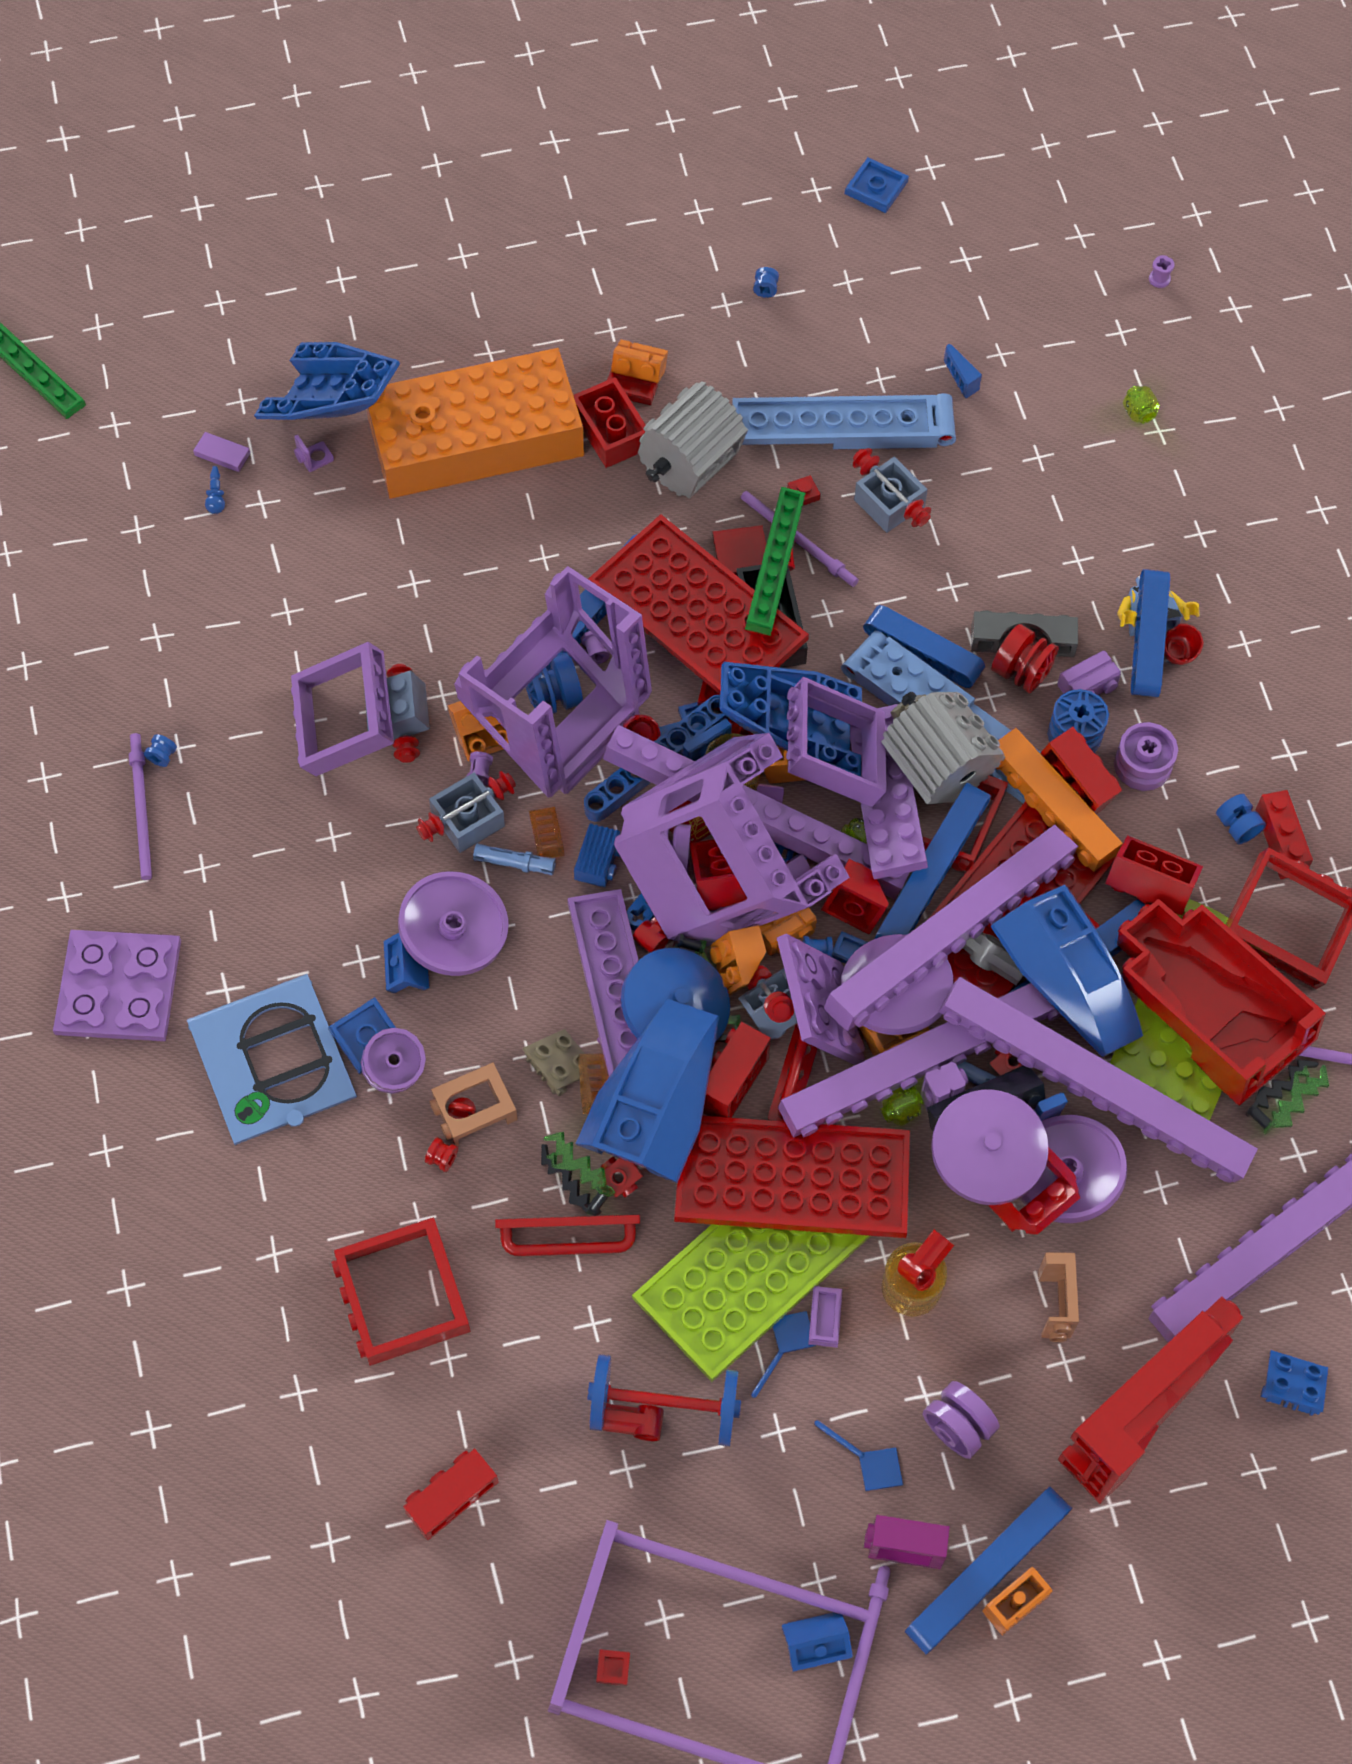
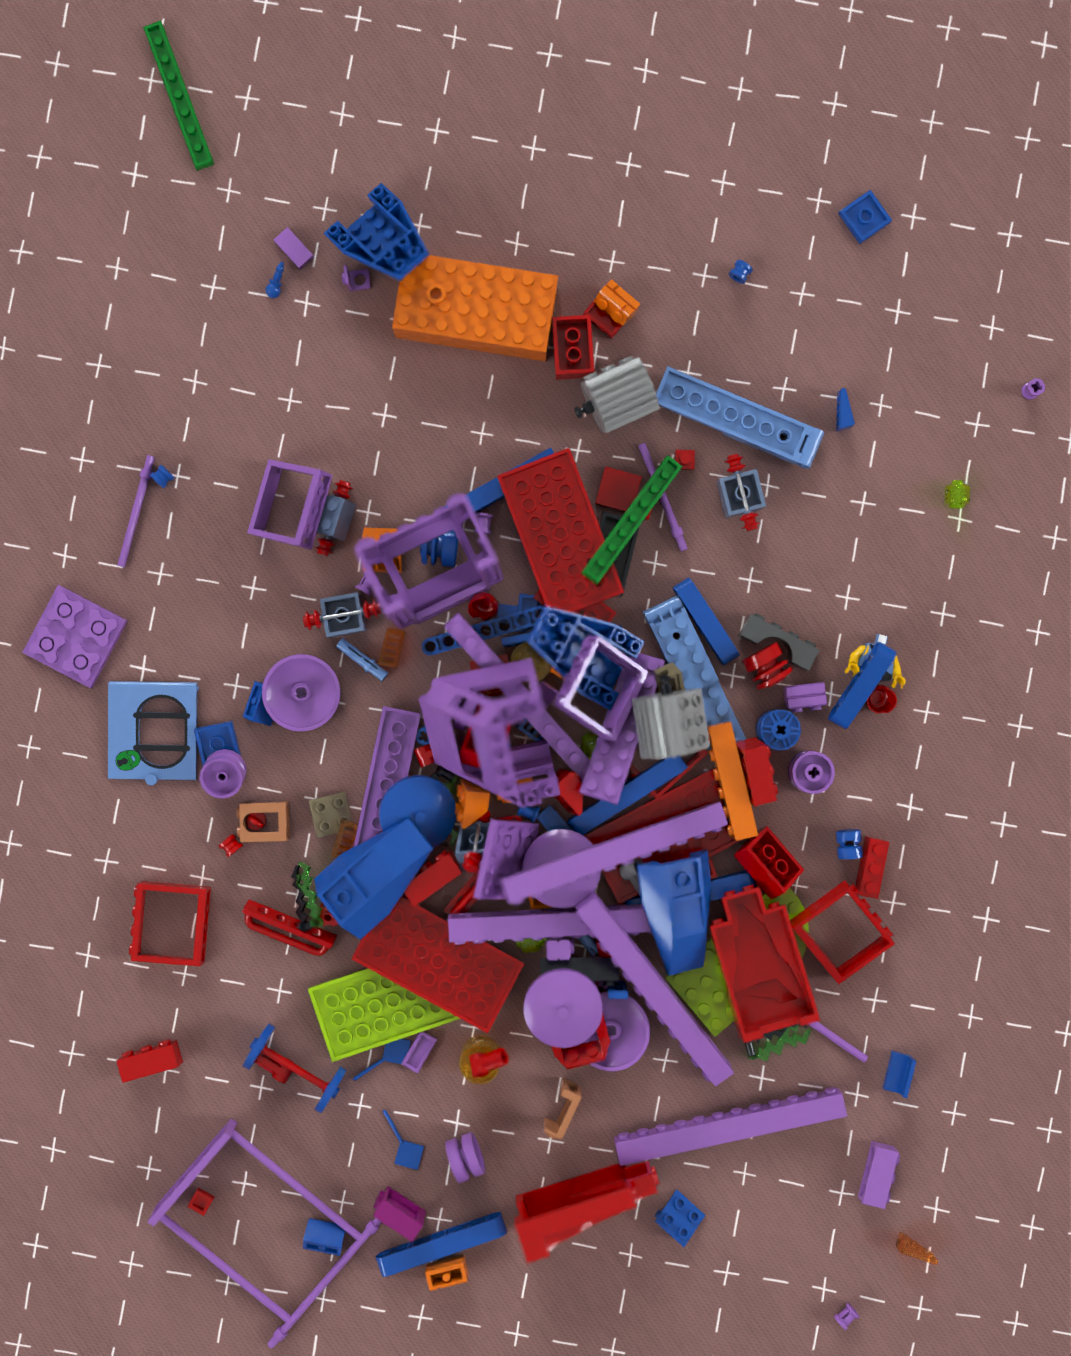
camera: 25 degrees right, 25 degrees up
(597, 856) = (416, 682): blue brick -> none

